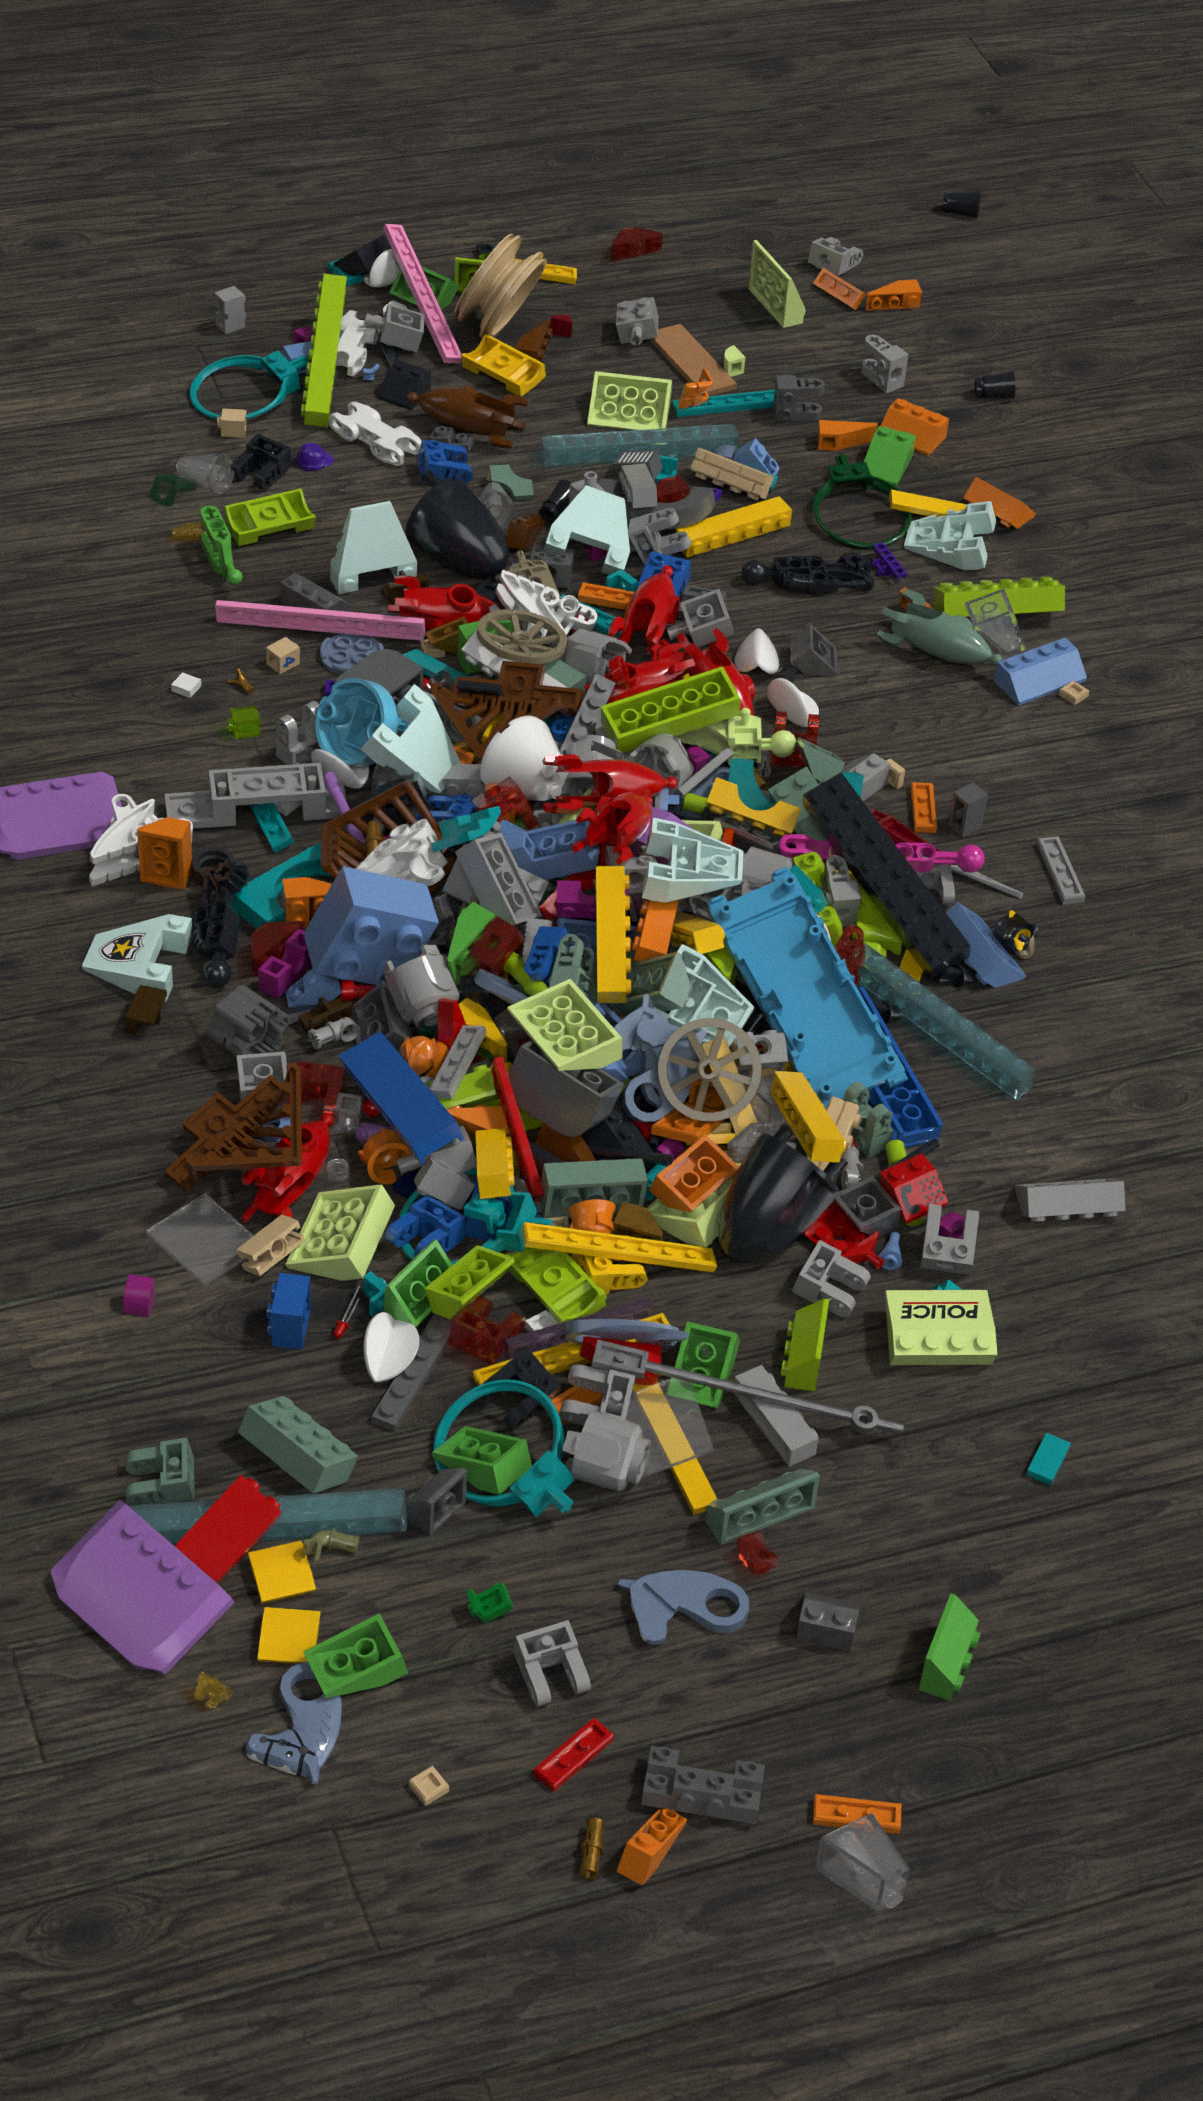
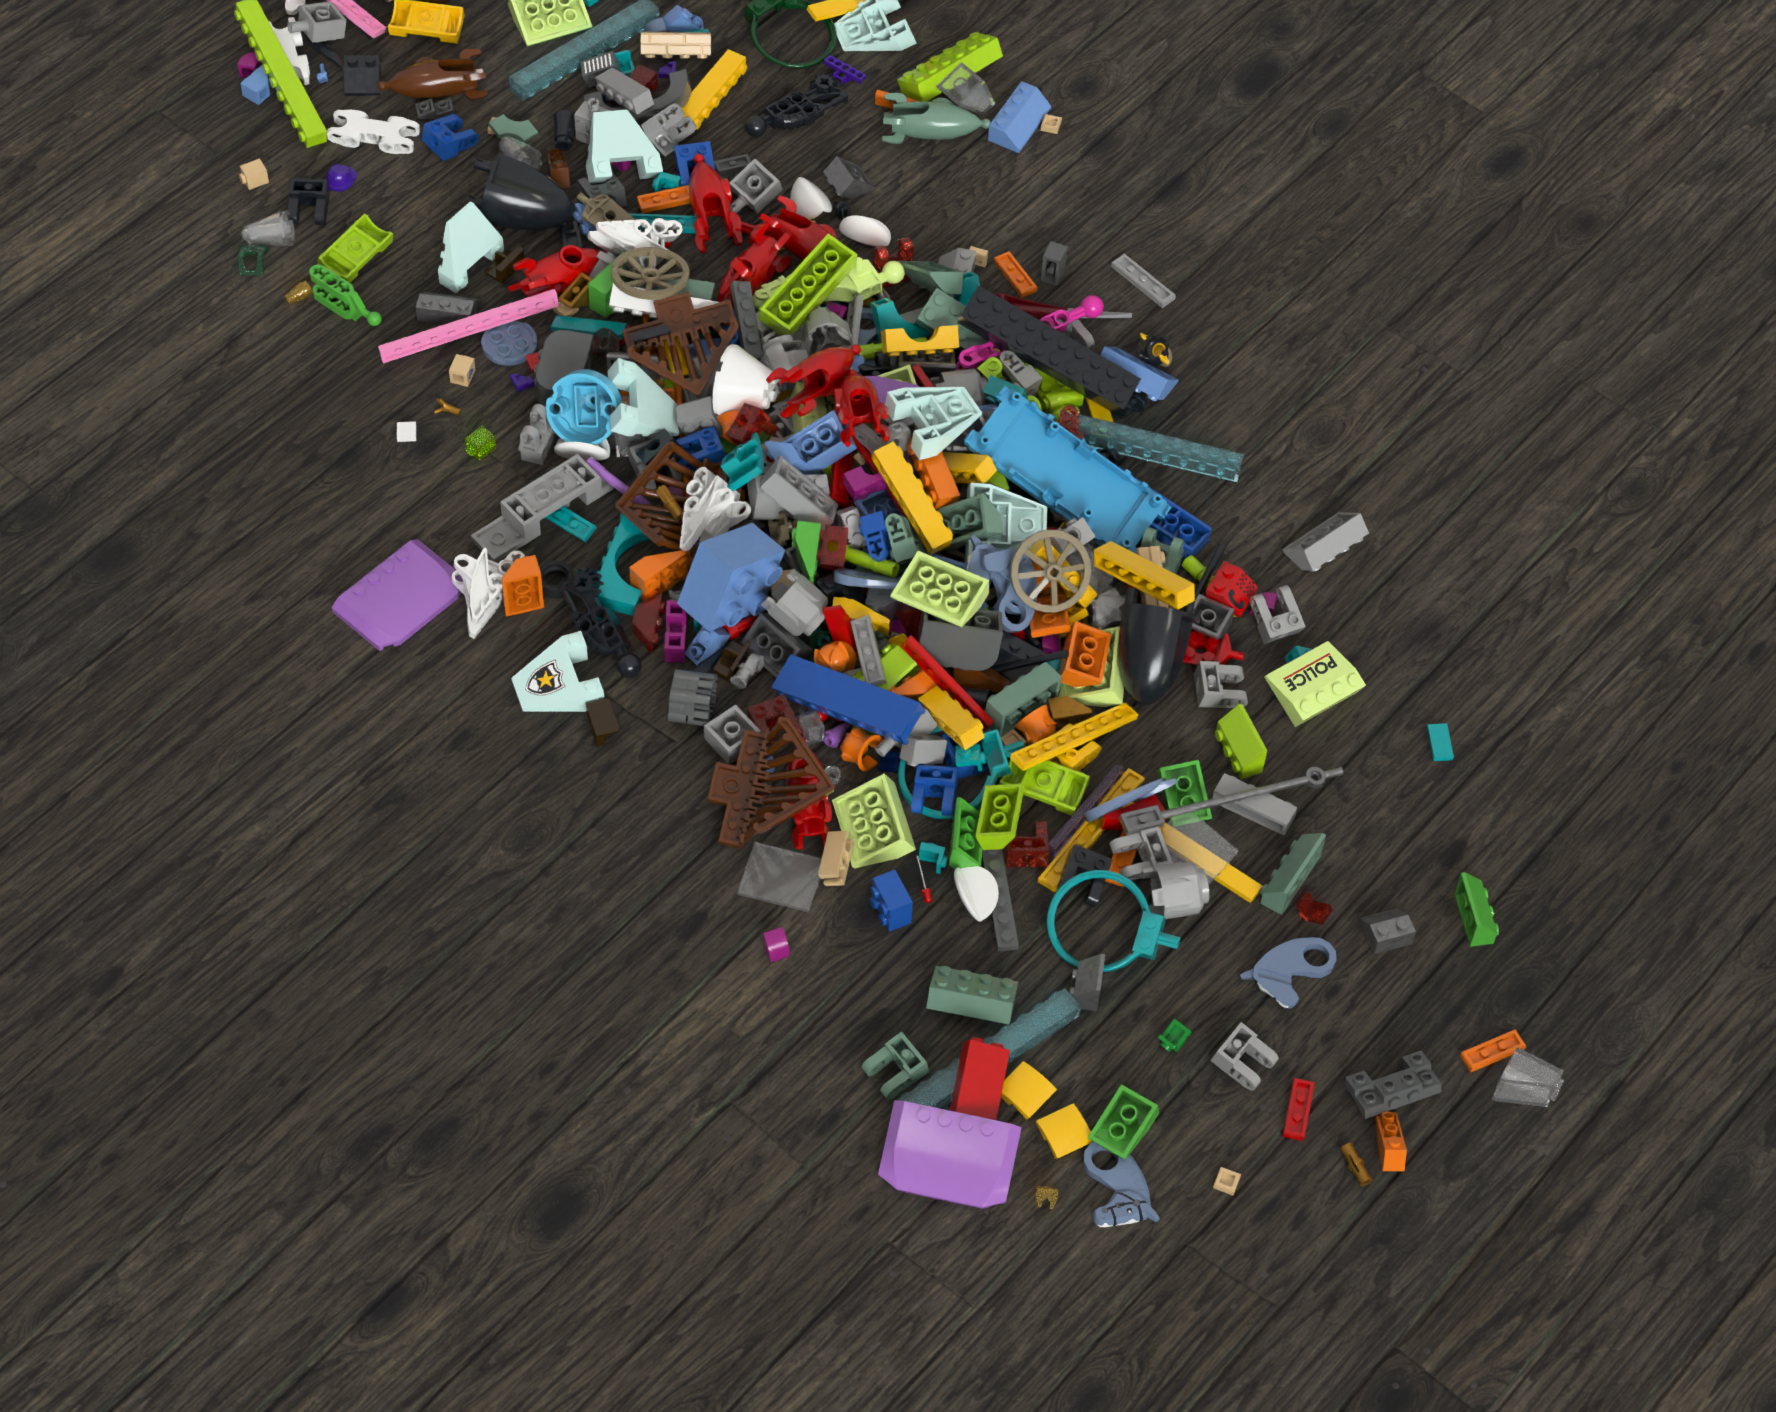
camera: 30 degrees left, 10 degrees up
(231, 309) = (169, 67): light grey brick -> none
(274, 363) = (245, 101): teal brick -> none
(329, 1539) = (1038, 1051): olive piece -> none
(489, 1457) = (1095, 936): bright green slope -> none
(540, 1321) = (1057, 819): white tile -> none
(591, 652) = (704, 260): light grey piece -> none
(891, 1253) = (1241, 643): medium blue cone -> none

